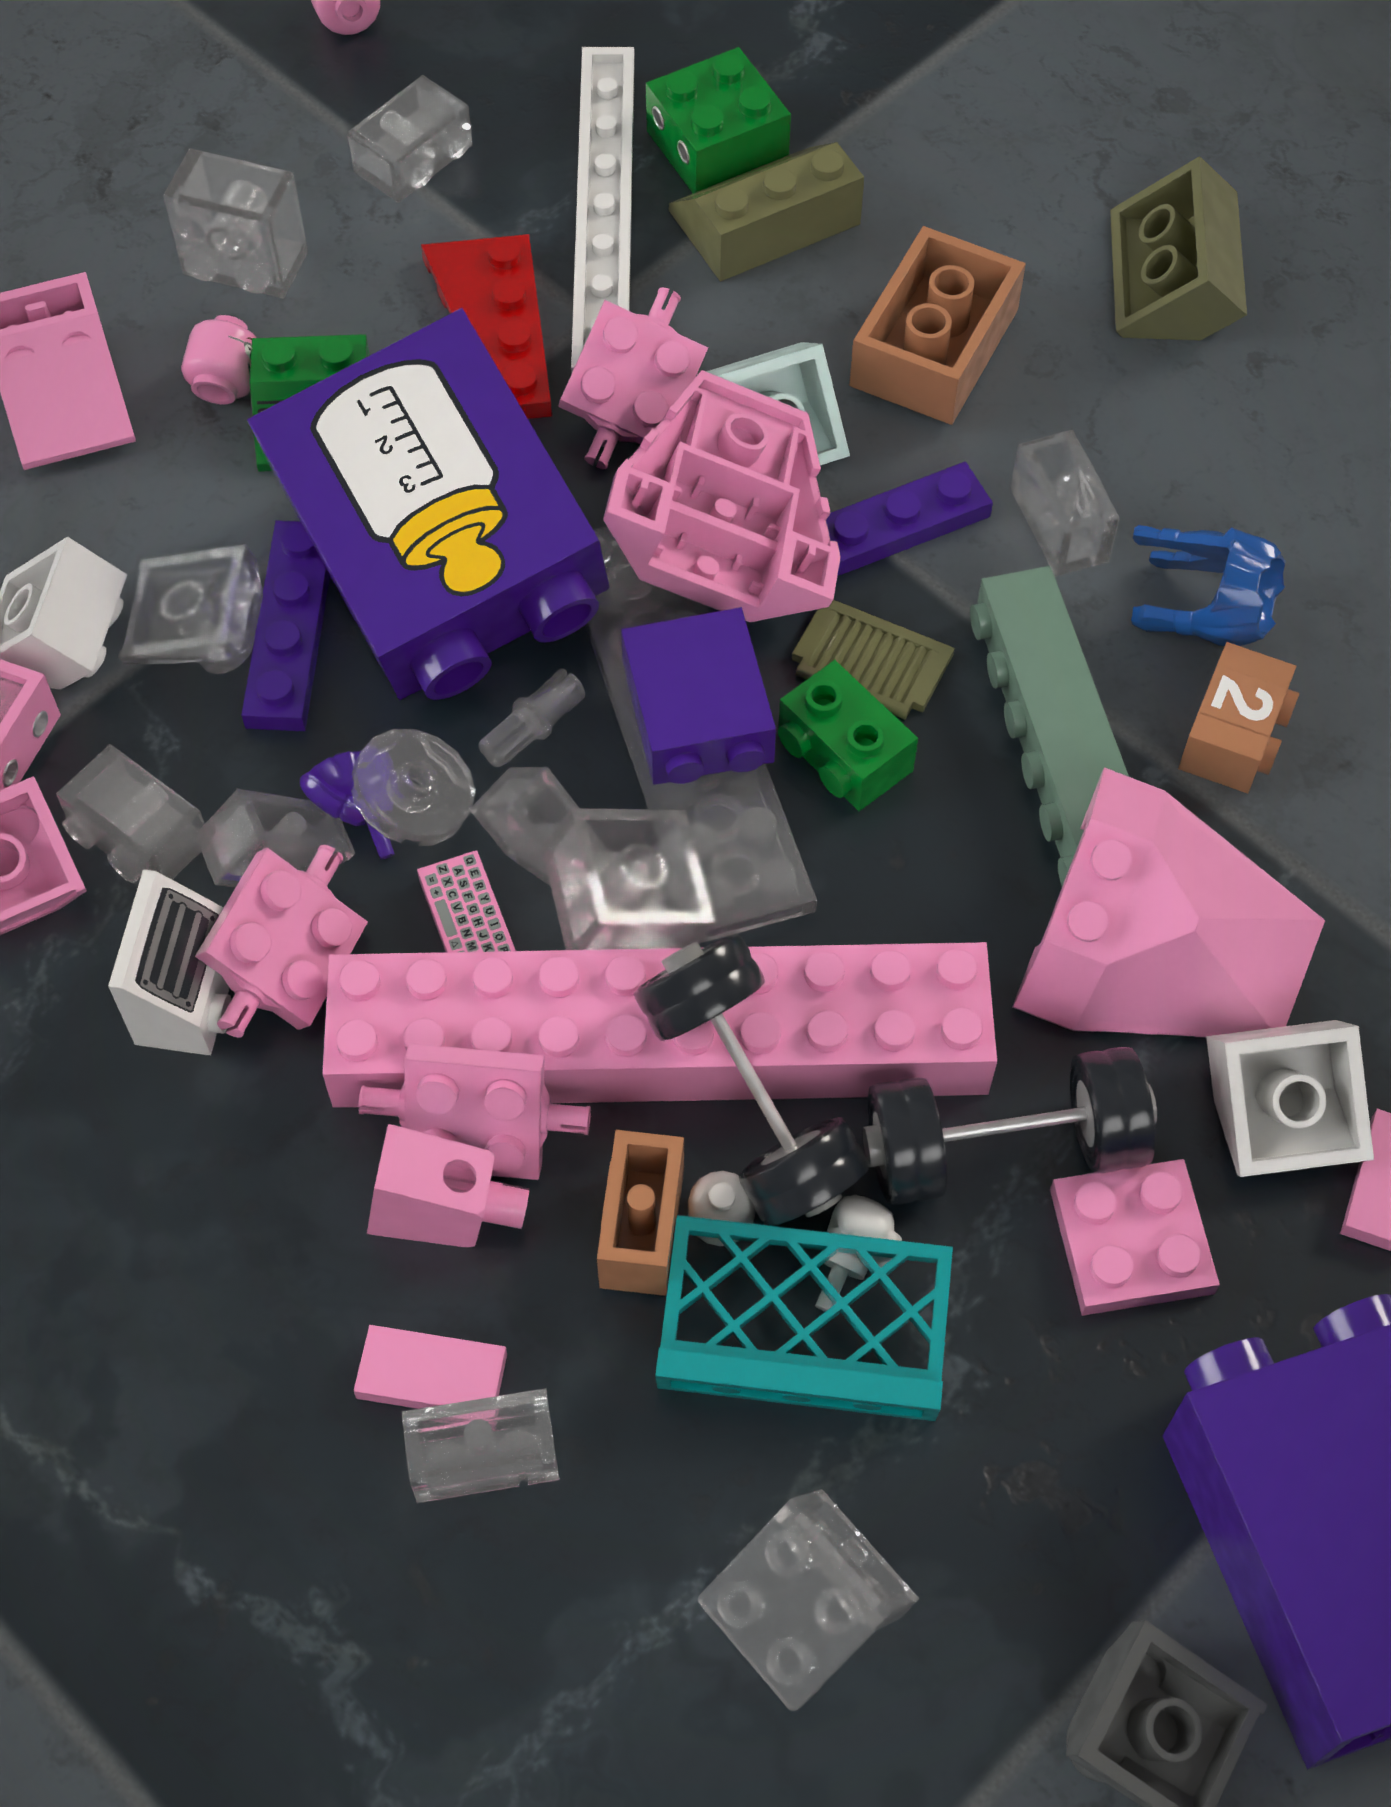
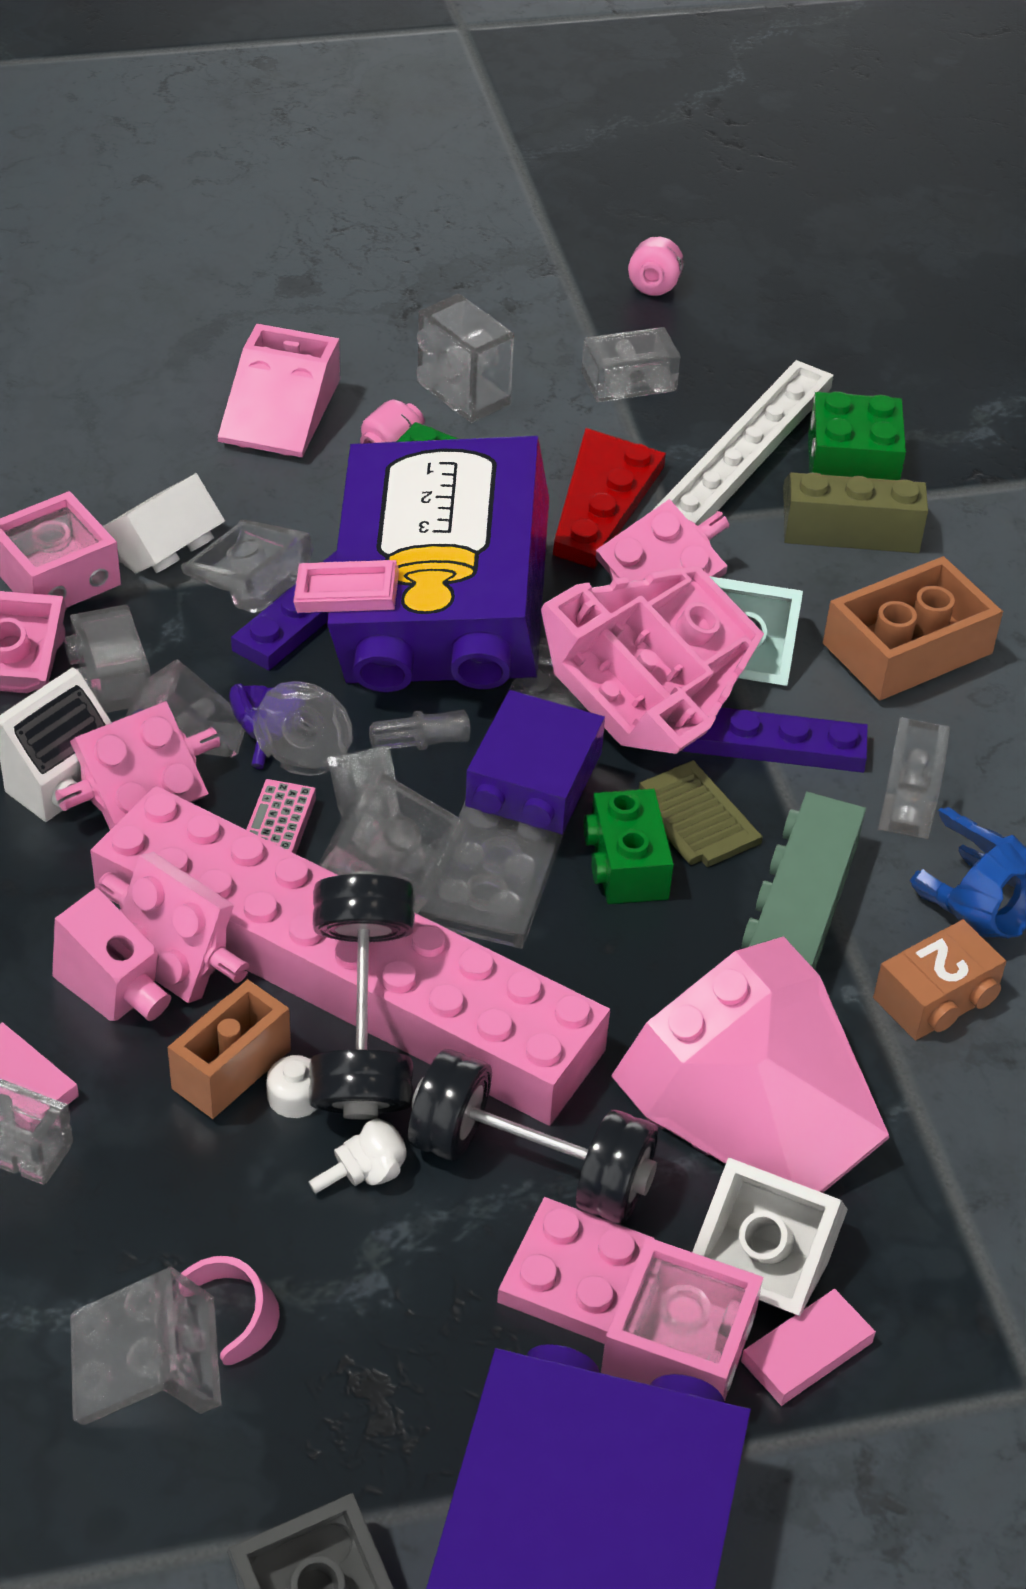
camera: 30 degrees right, 15 degrees down
(373, 602) = (346, 586): none -> bright pink tile
(796, 1377) = (265, 1223): teal fence -> none
(870, 1453) = (266, 1313): none -> bright pink helmet
(1289, 1240) = (681, 1318): none -> piece

